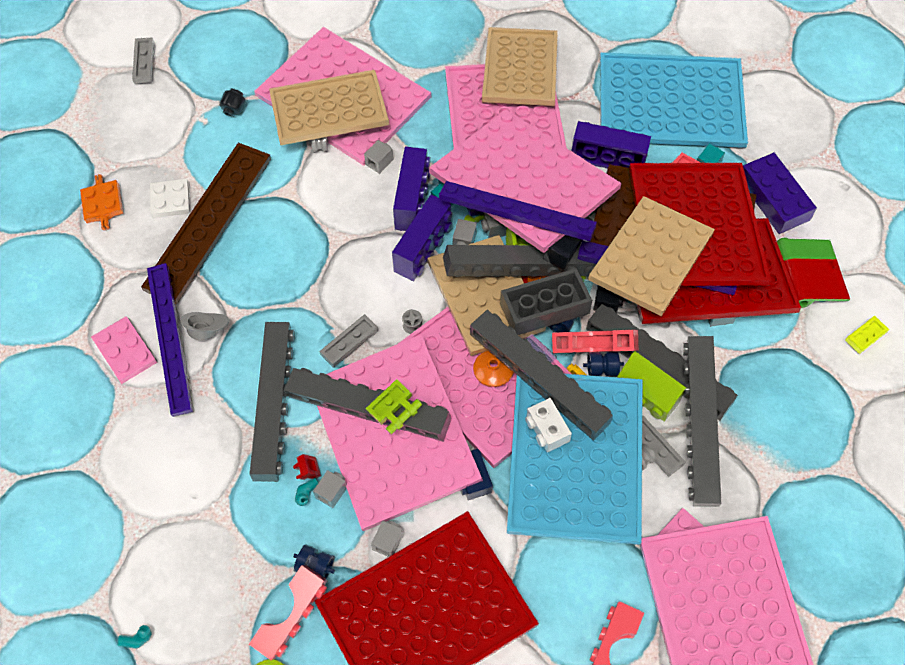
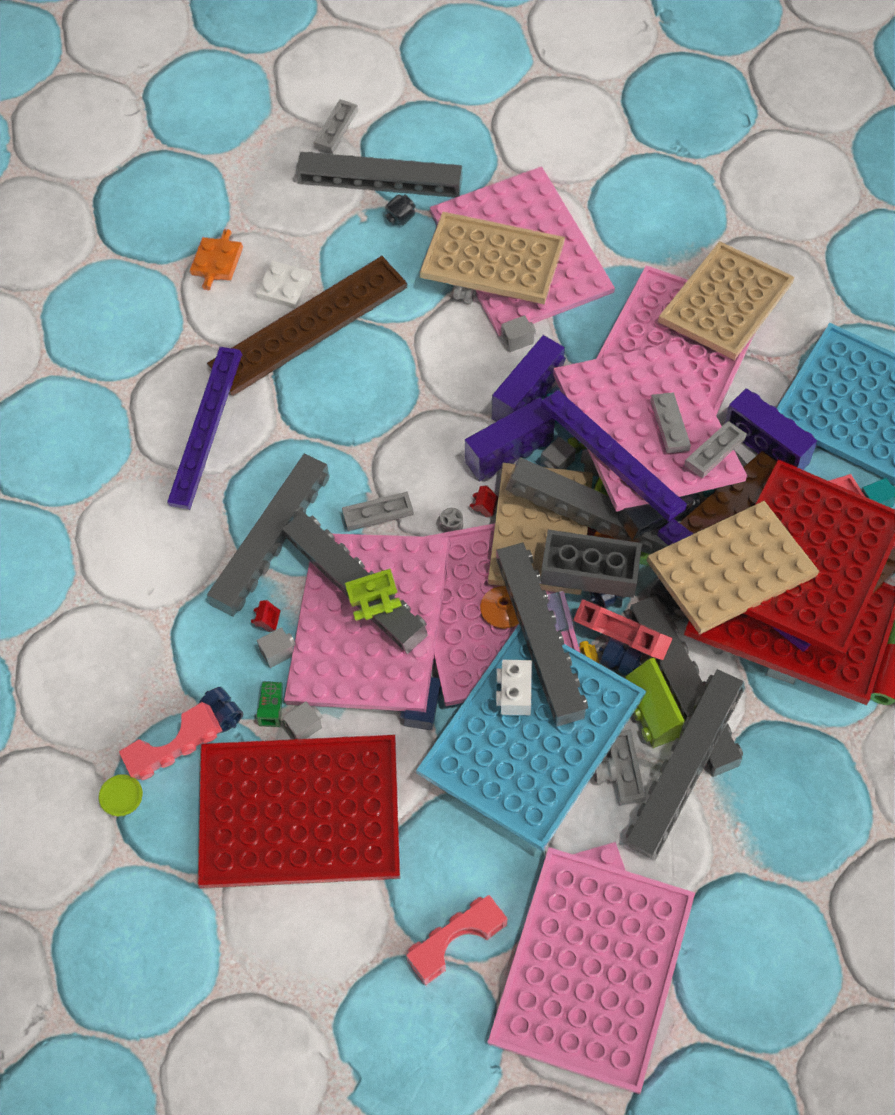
camera: 30 degrees right, 0 degrees up
(124, 350) = (158, 418): bright pink plate -> none
(136, 641) = (31, 697): teal arm -> none
(199, 82) = (379, 174): none -> dark grey brick
(203, 325) = (243, 428): light grey piece -> none
(303, 492) = (250, 638): teal arm -> none
(352, 537) = (270, 704): none -> green leg
(429, 294) = (485, 501): none -> red tile
(543, 168) = (670, 422): none -> light grey plate
(589, 173) = (715, 449): none -> light grey plate

